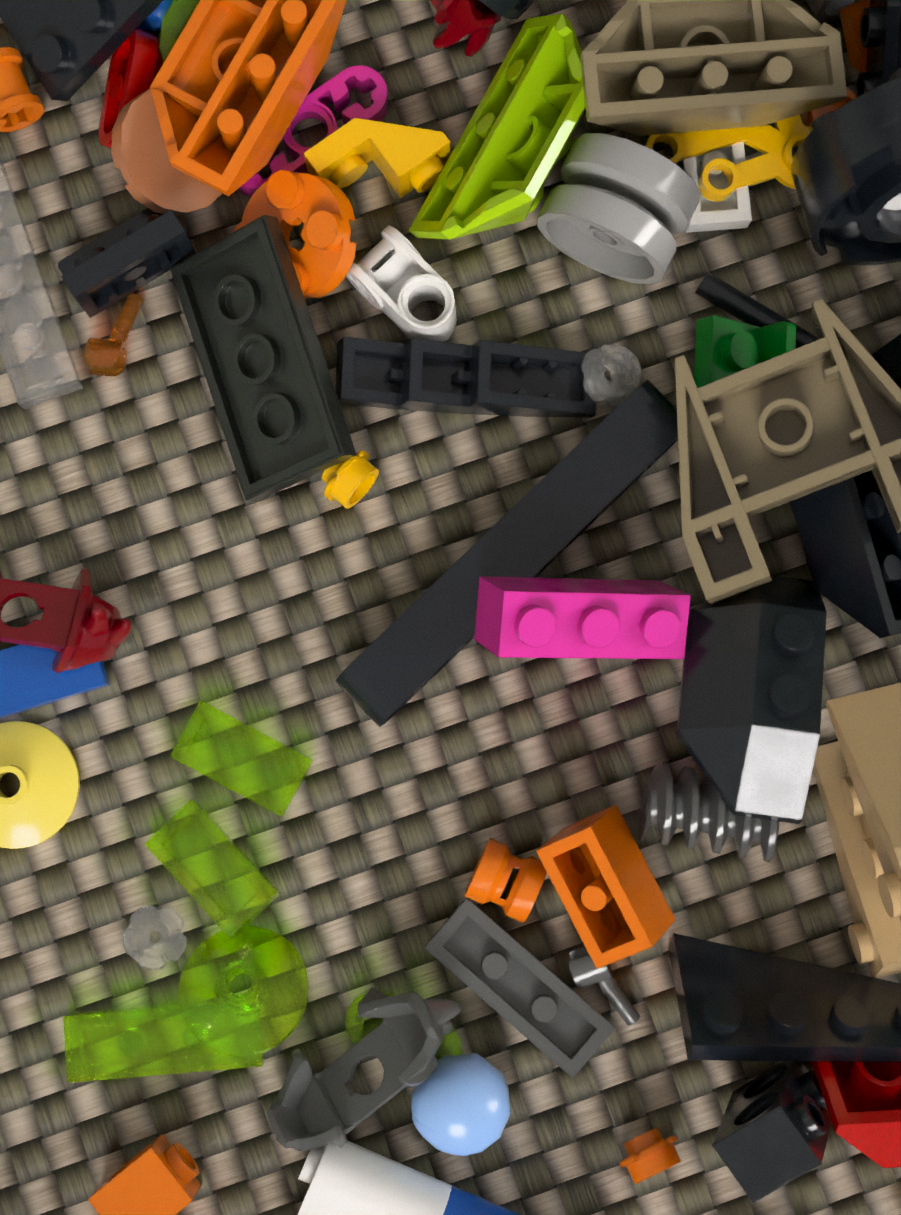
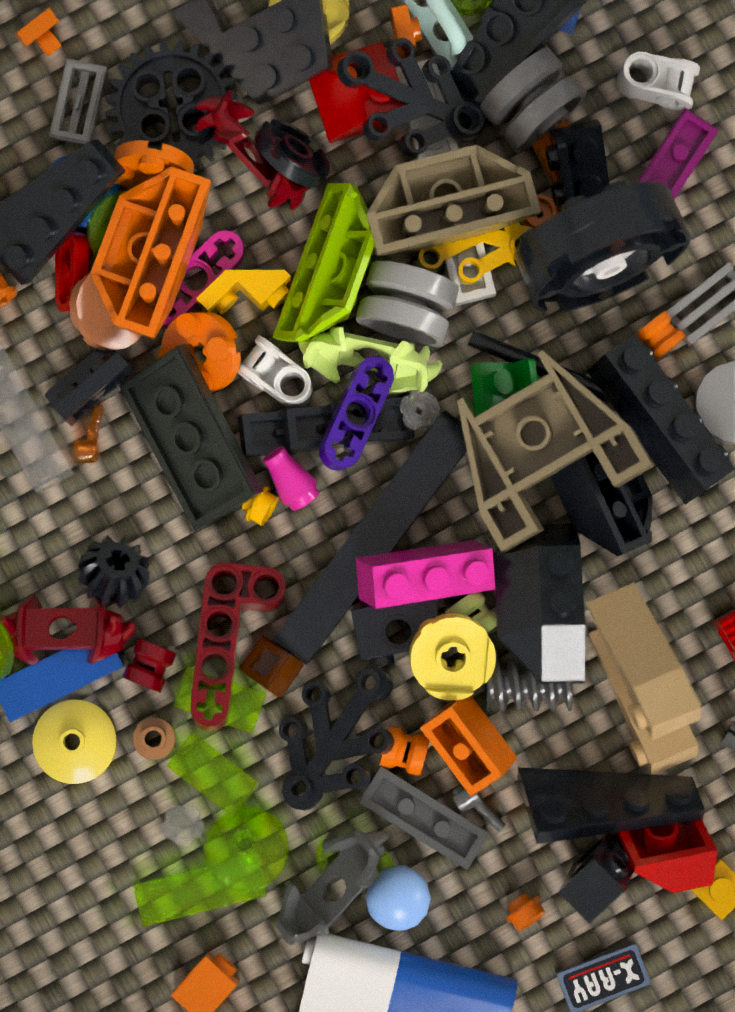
camera: 10 degrees left, 0 degrees up
(112, 539) = (113, 571): none -> black gear
(153, 677) = (153, 656): none -> dark red wheel
(153, 800) = (167, 735): none -> medium nougat plate
(263, 679) = (225, 646): none -> dark red beam
(327, 721) = (271, 666): none -> reddish brown slope
(398, 848) = (332, 742): none -> black plant
(401, 446) = (292, 481): none -> dark pink cone
(540, 348) = (379, 391): none -> dark purple beam
(563, 687) = (371, 629): none -> black brick
(590, 295) = (336, 348): none -> yellowish green piece
(622, 781) = (469, 673): none -> light yellow plate
(647, 709) = (470, 604): none -> yellowish green wheel

